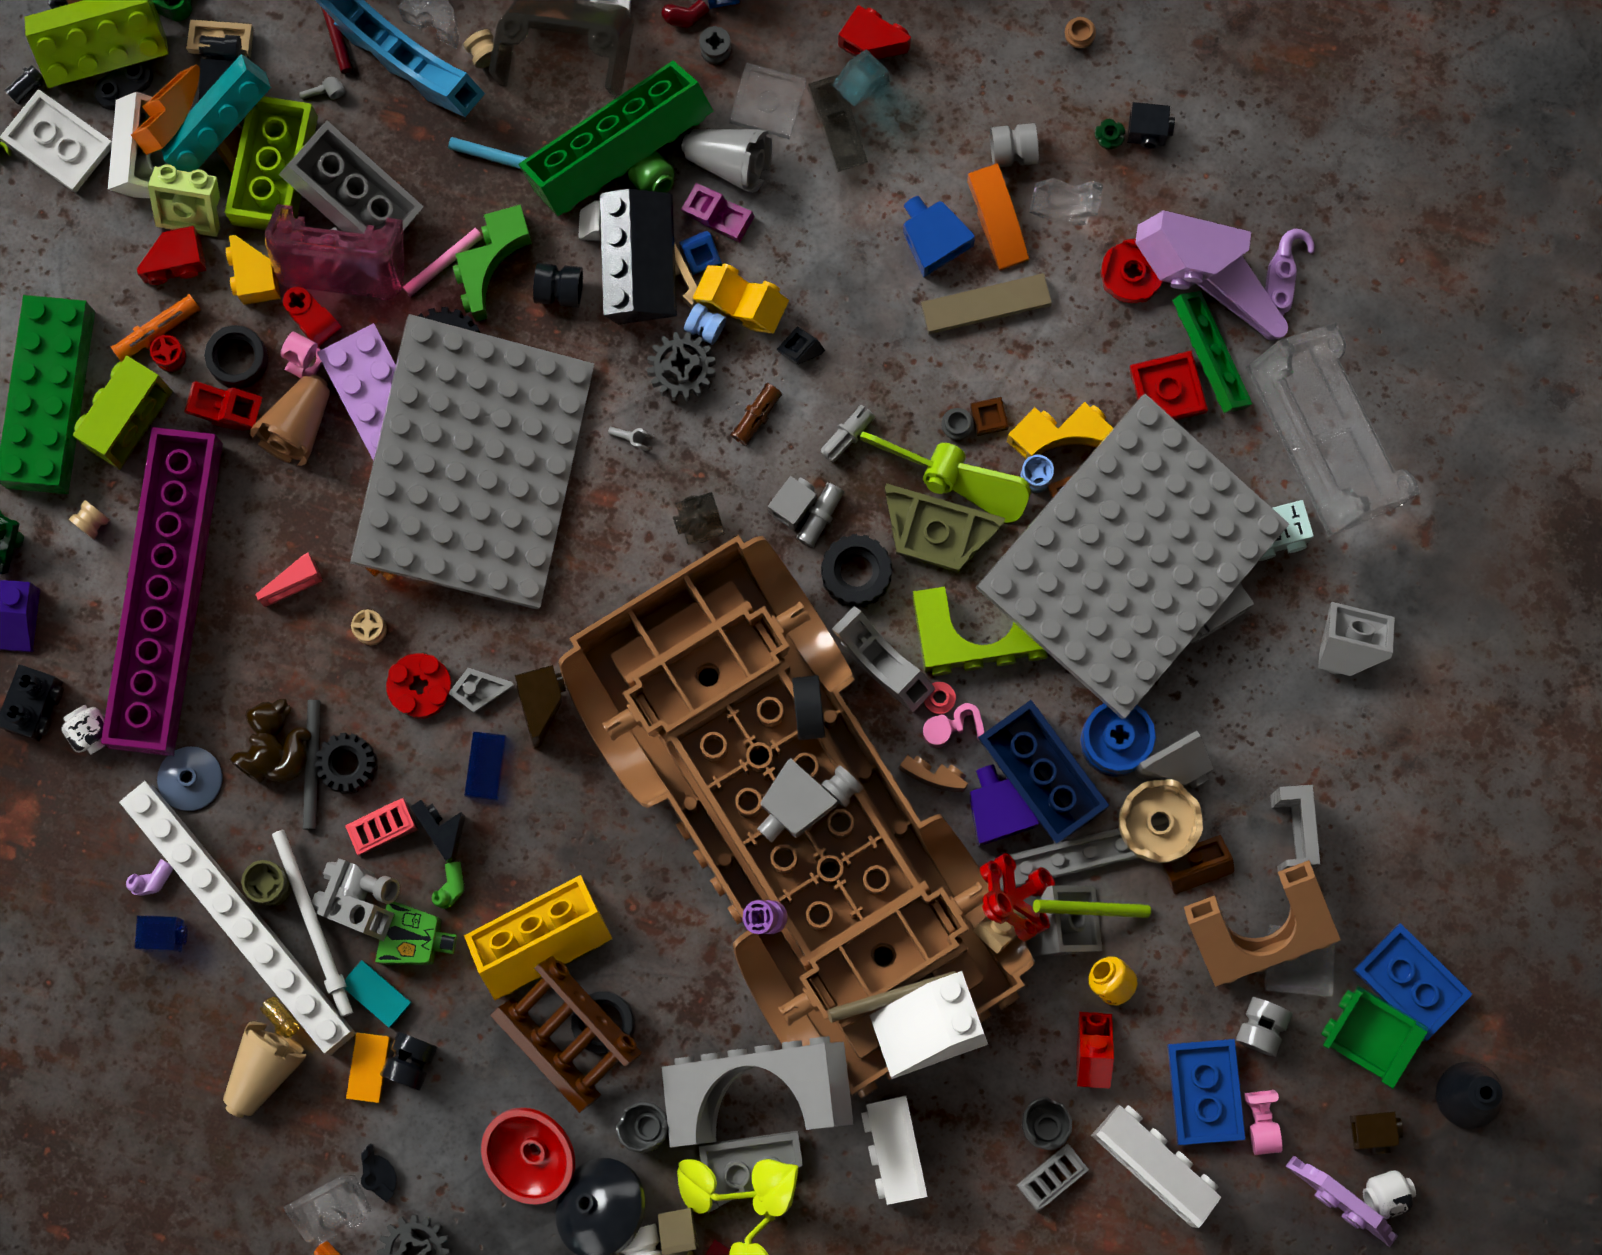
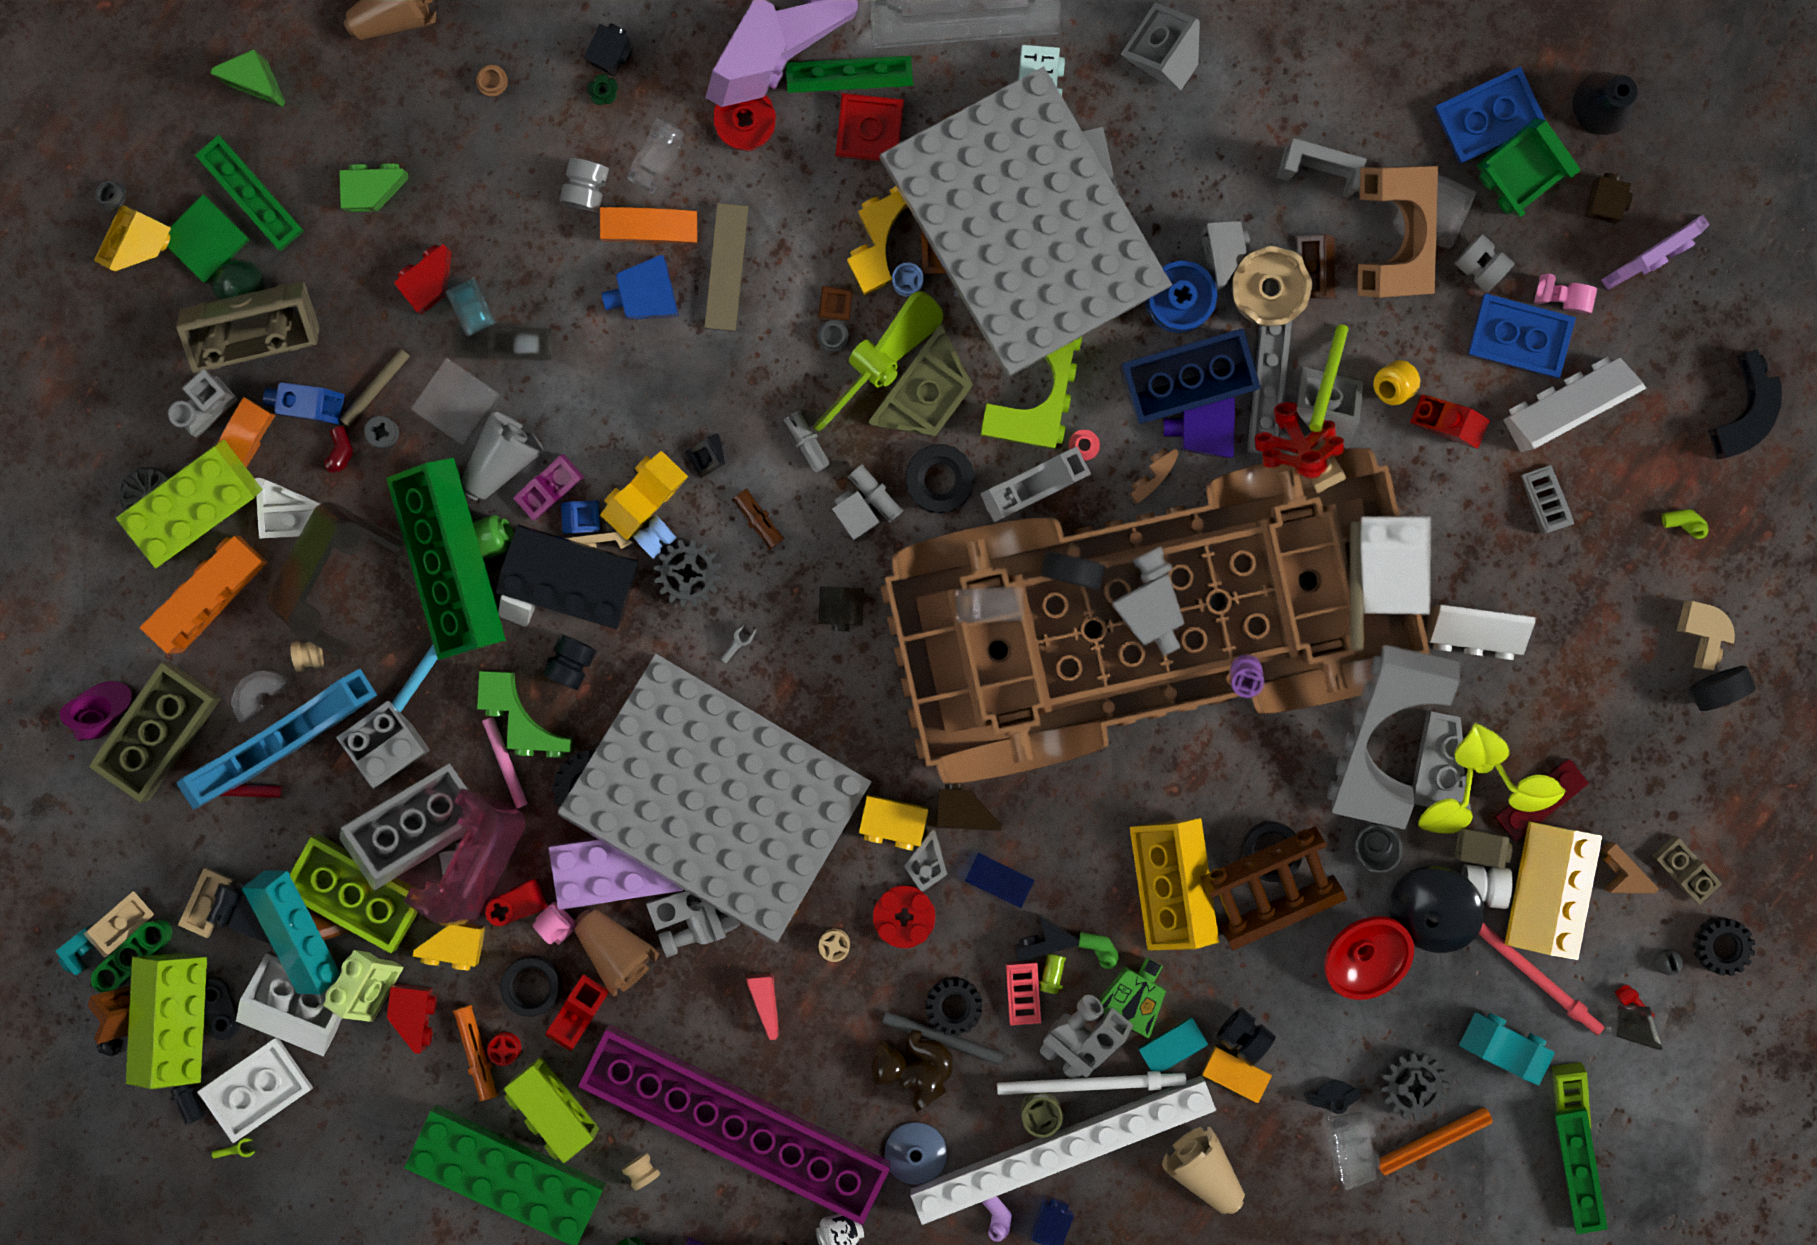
camera: 75 degrees left, 10 degrees up
(167, 111) = (267, 975): orange slope -> none
(284, 1022) = (1164, 1140): clear yellow pin -> none
(330, 85) = (291, 811): light grey hand -> none
(349, 495) = (703, 921): none -> light grey hips
(409, 848) = (1052, 974): none -> lime pin
(421, 144) = (383, 744): none -> light grey slope
(508, 641) = (893, 821): none -> yellow brick
(746, 638) = (989, 604): none -> clear brick
(755, 26) = (374, 387): none -> dark tan bar
(939, 729) = (1114, 455): bright pink leg -> none
(1046, 1123) = (1501, 487): dark grey hair -> none
(1389, 1194) = (1667, 208): white head -> none

